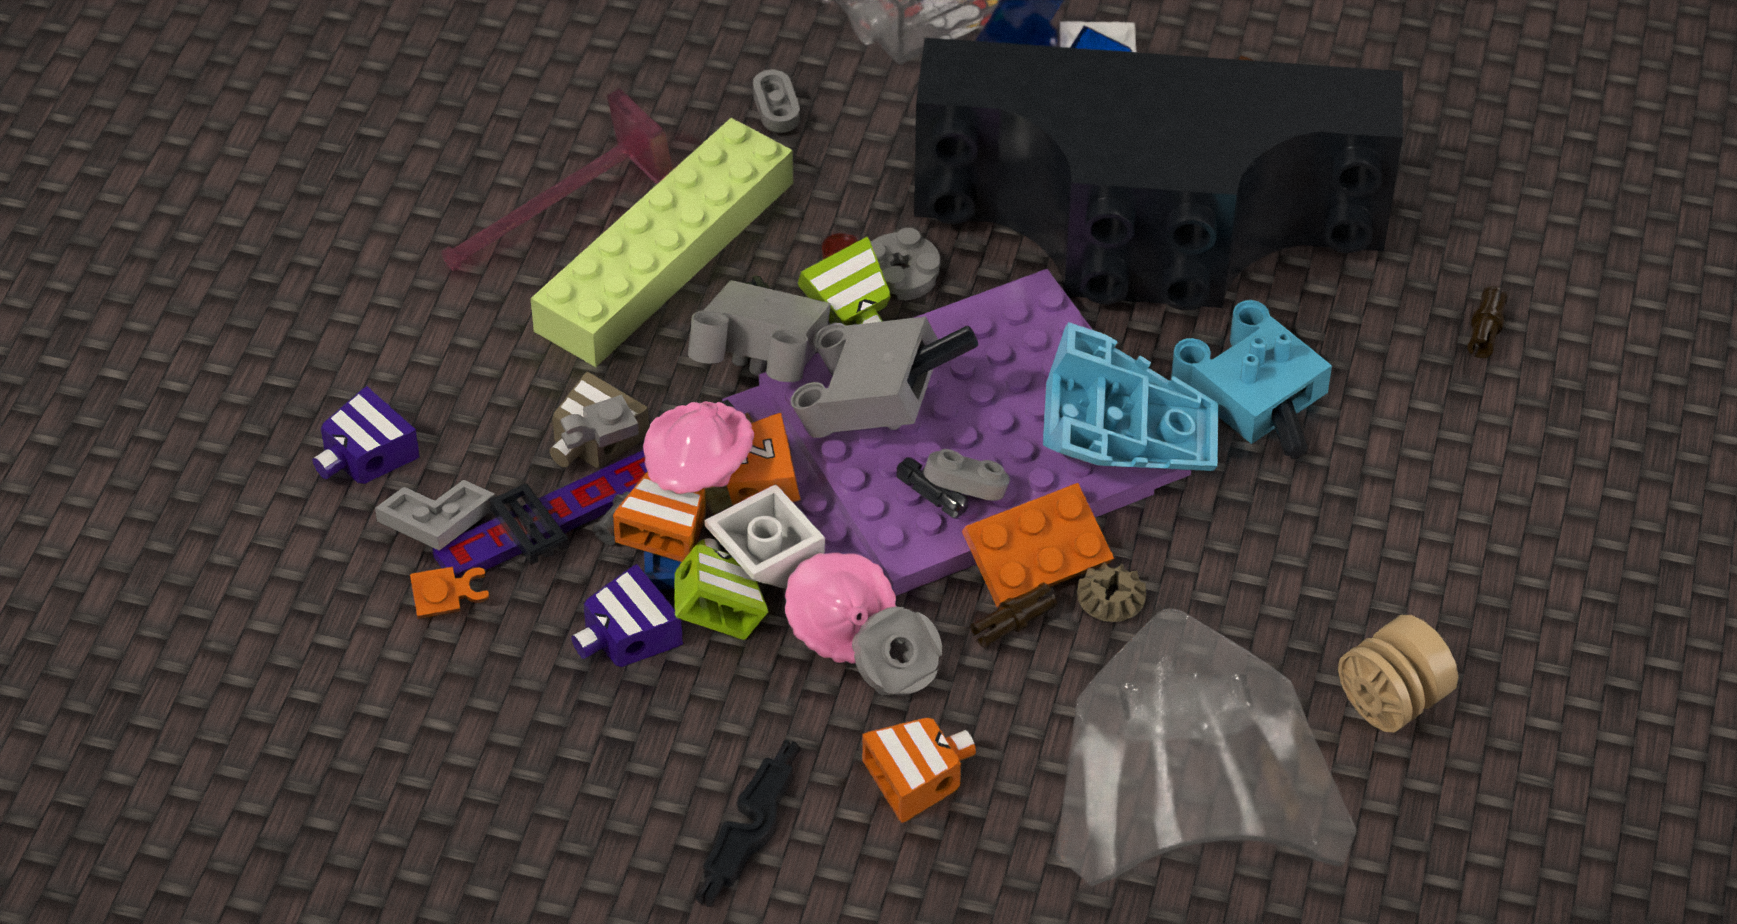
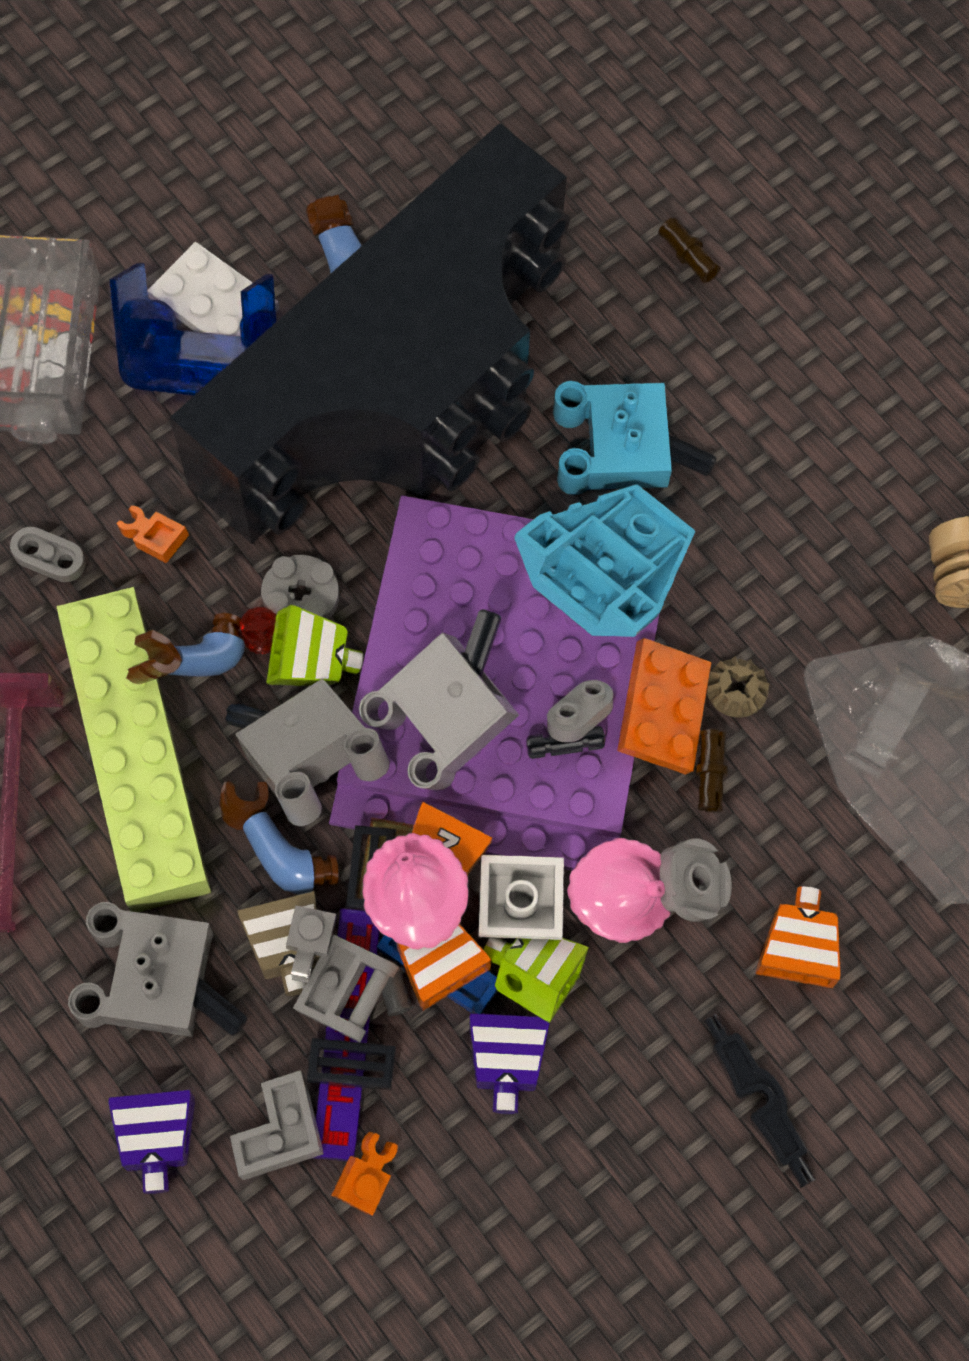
camera: 55 degrees left, 20 degrees up
(491, 365) = (155, 976): none -> light grey piece
(584, 467) = (334, 982): none -> light grey plate
(658, 383) = (286, 865): none -> medium blue piece
(784, 237) = (213, 656): none -> piece
(857, 149) = (156, 535): none -> orange plate

